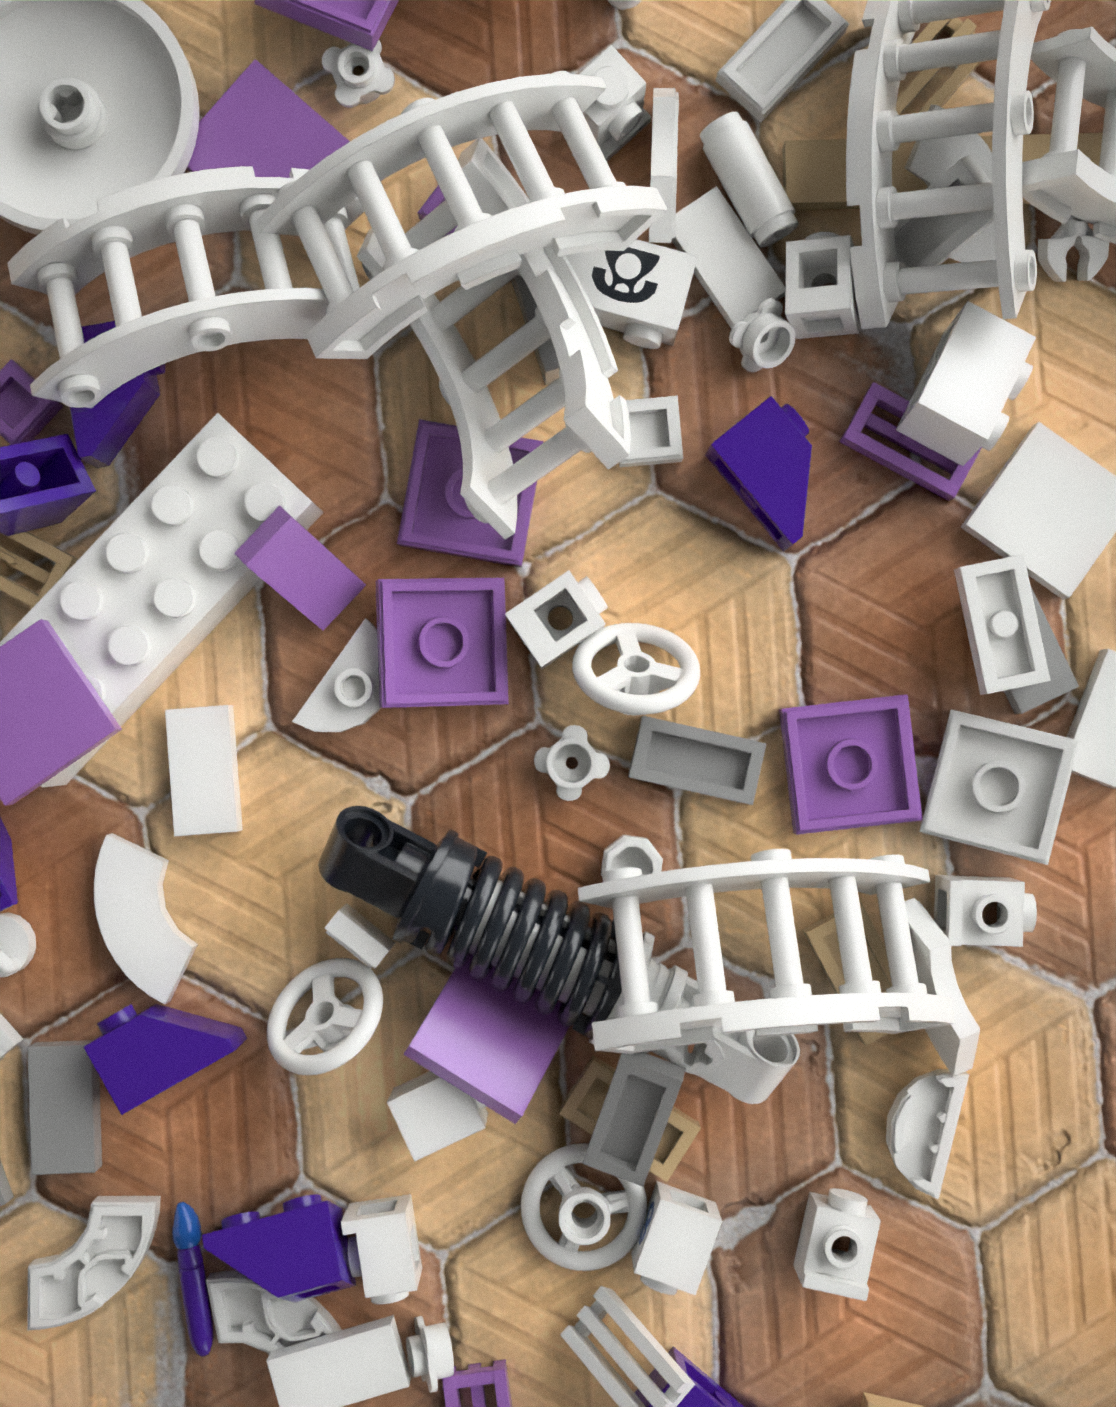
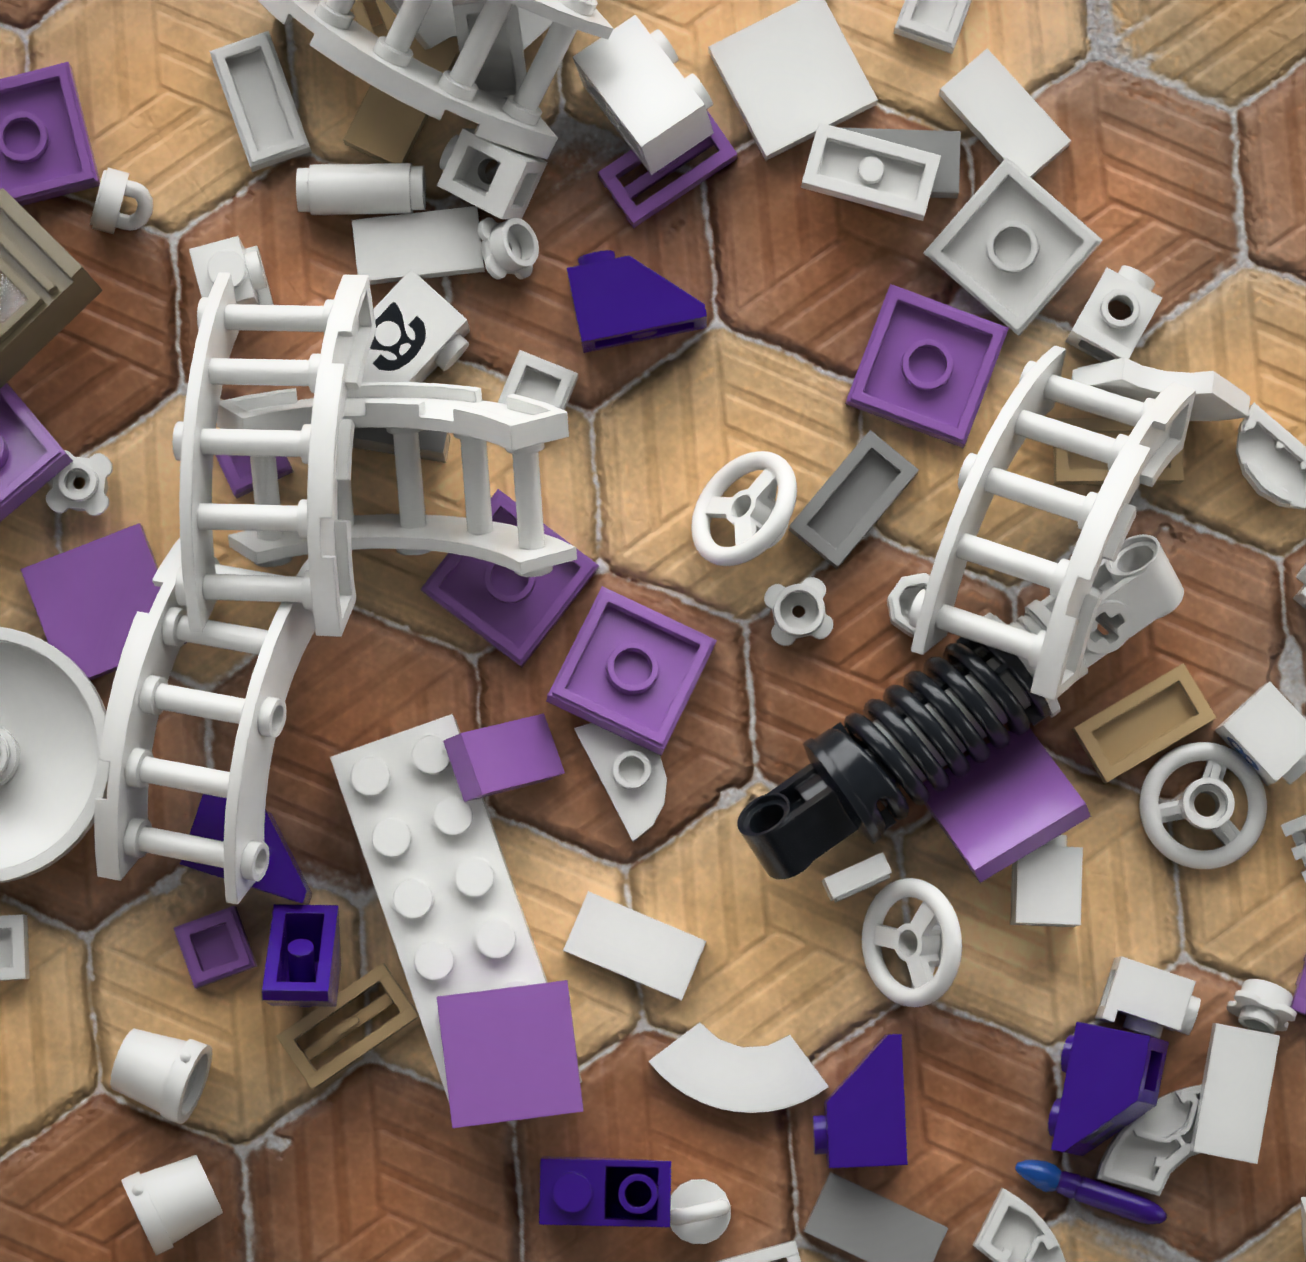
camera: 60 degrees left, 5 degrees down
(532, 614) = (669, 583): white brick -> none
(634, 1116) = (1138, 712): light grey tile -> none
(664, 160) = (303, 252): white tile -> none

